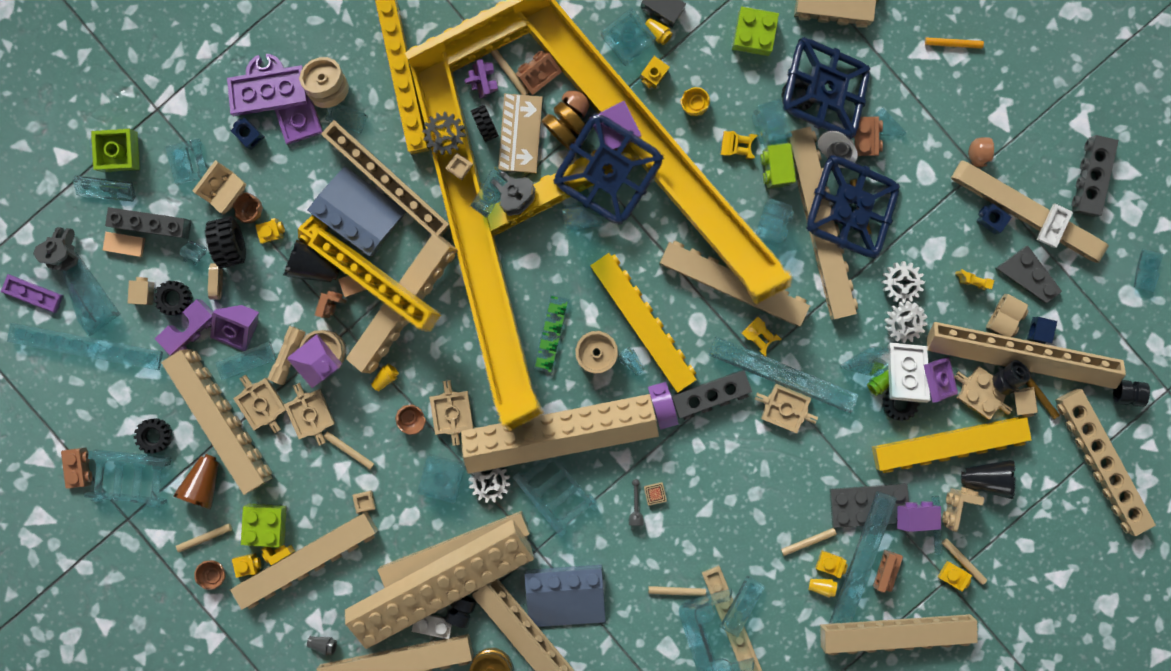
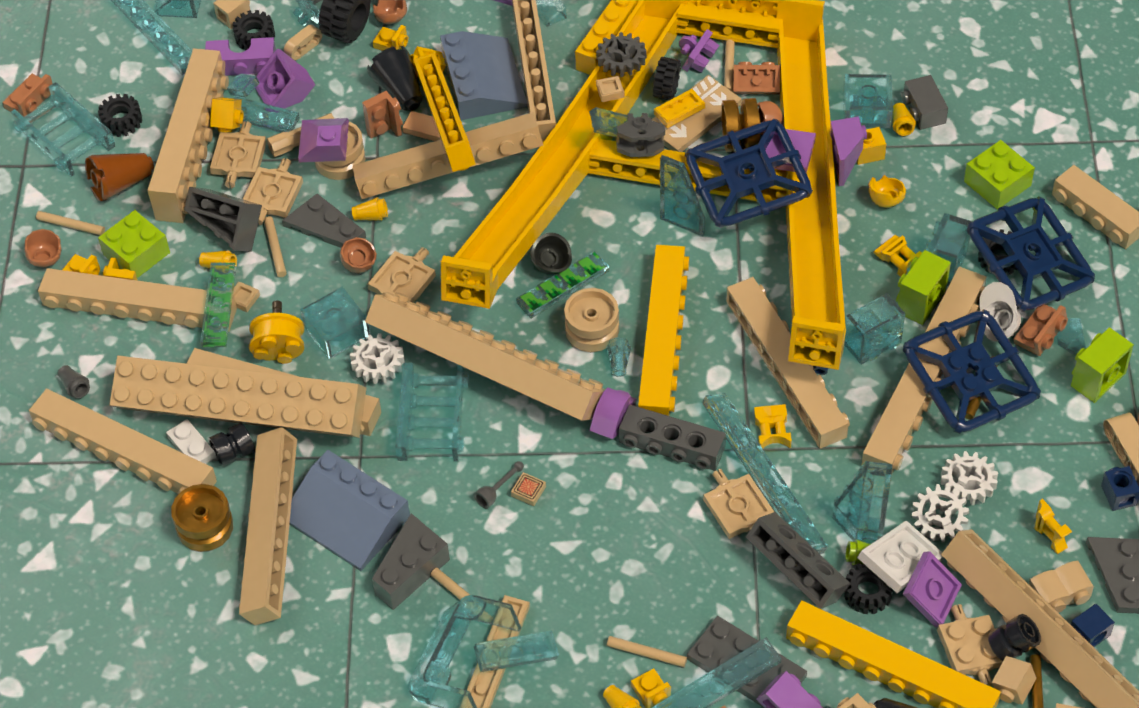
camera: 50 degrees right, 35 degrees down
(209, 347) = (243, 85): none -> clear light blue plate
(225, 384) = (226, 114): none -> yellow brick
(300, 459) = (226, 215): none -> dark grey wedge
(327, 491) = (216, 257): none -> yellow cone
(363, 407) = (323, 220): none -> dark grey wing
(363, 530) = (218, 305): none -> clear light blue tile
(419, 521) = (276, 336): none -> yellow wheel
(512, 141) = (679, 108): none -> yellow plate
(532, 324) = (551, 253): none -> pearl dark grey helmet
(633, 597) = (409, 562): none -> dark grey wedge
(649, 91) = (847, 145): none -> medium lavender slope
(855, 425) = (797, 560): none -> dark grey brick
(926, 140) = (1101, 364): none -> lime brick

